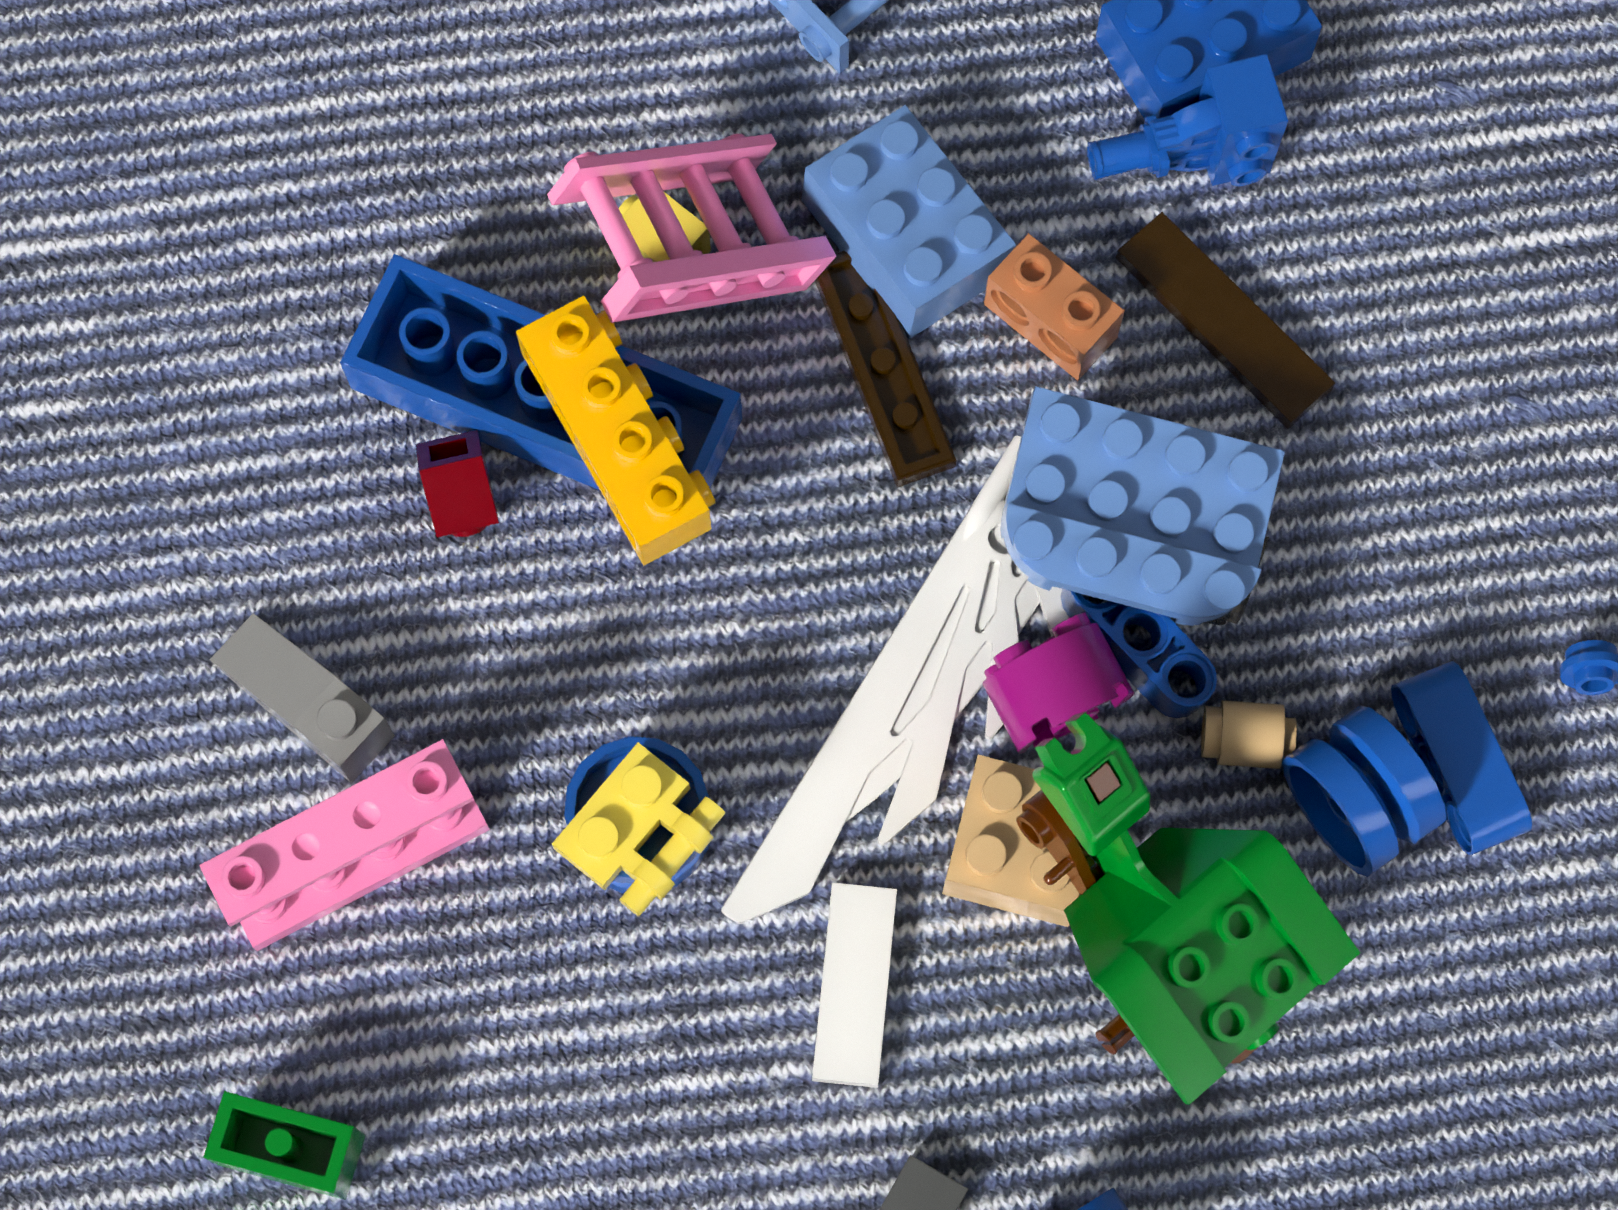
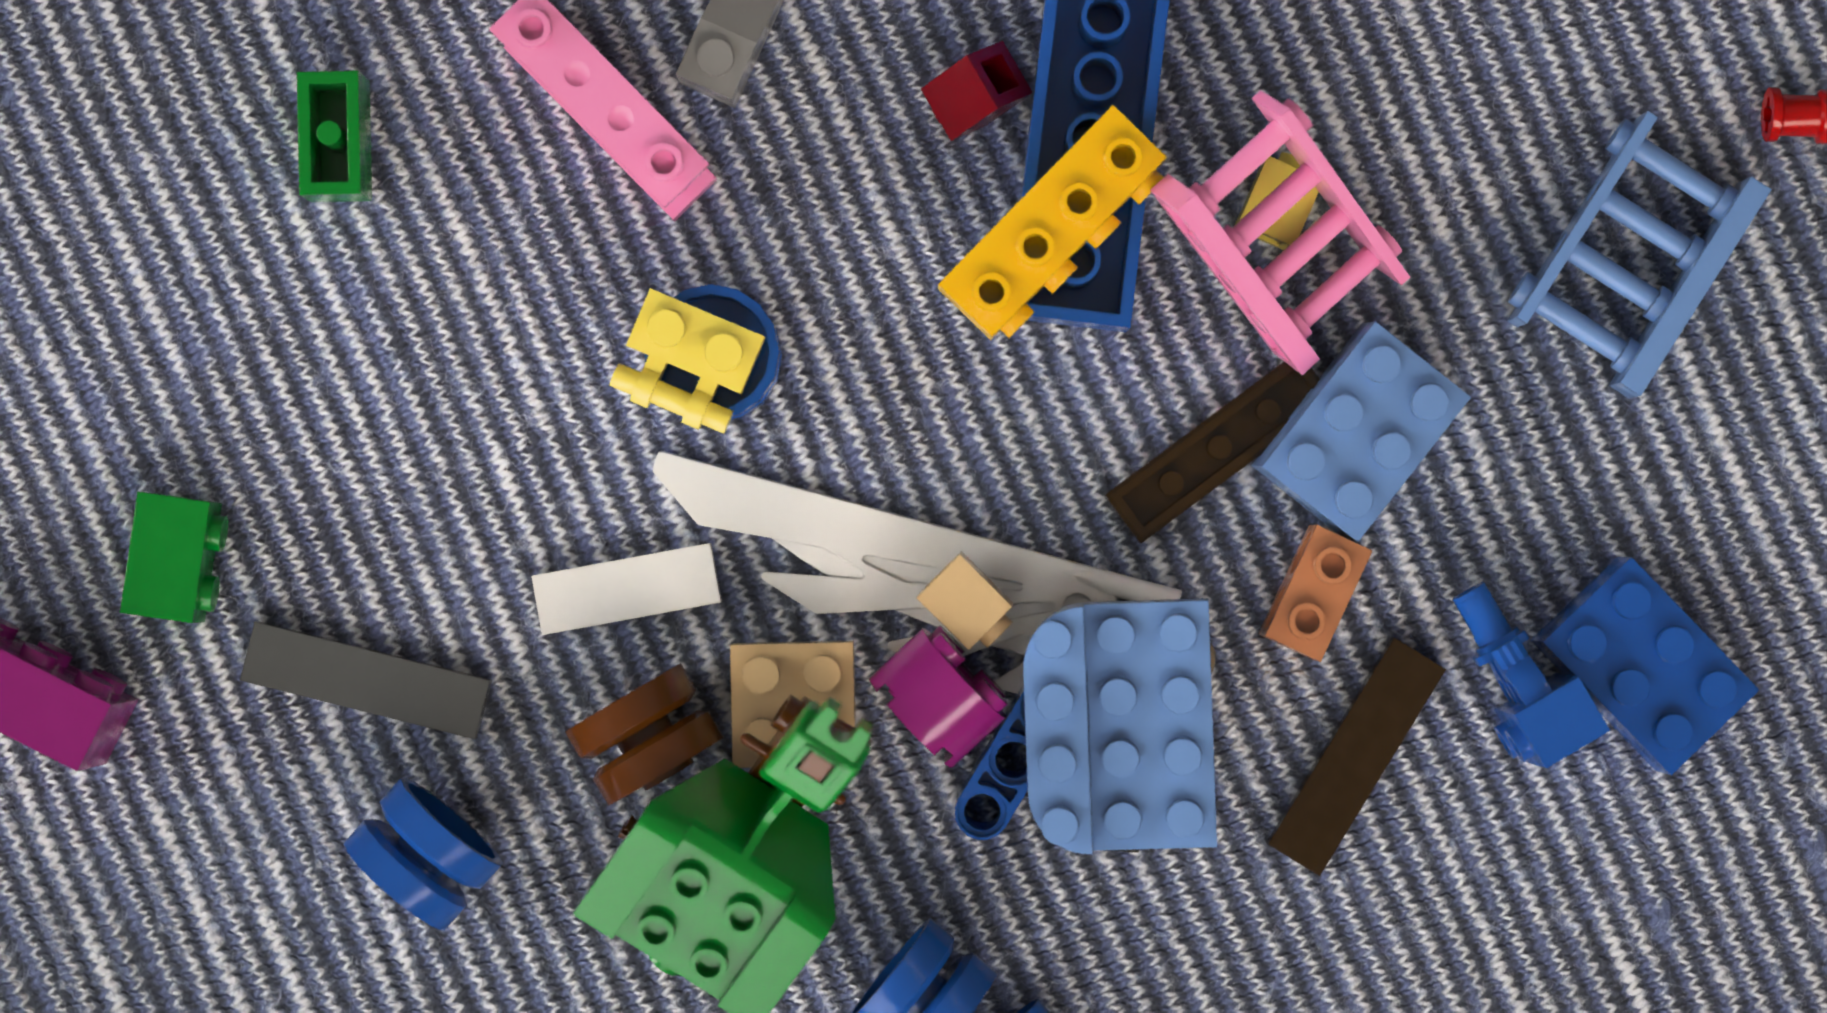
camera: 75 degrees right, 15 degrees up
(967, 632) = (967, 603): none -> tan brick
(1024, 993) = (645, 735): none -> reddish brown wheel
(1247, 734) = (953, 879): tan brick -> none

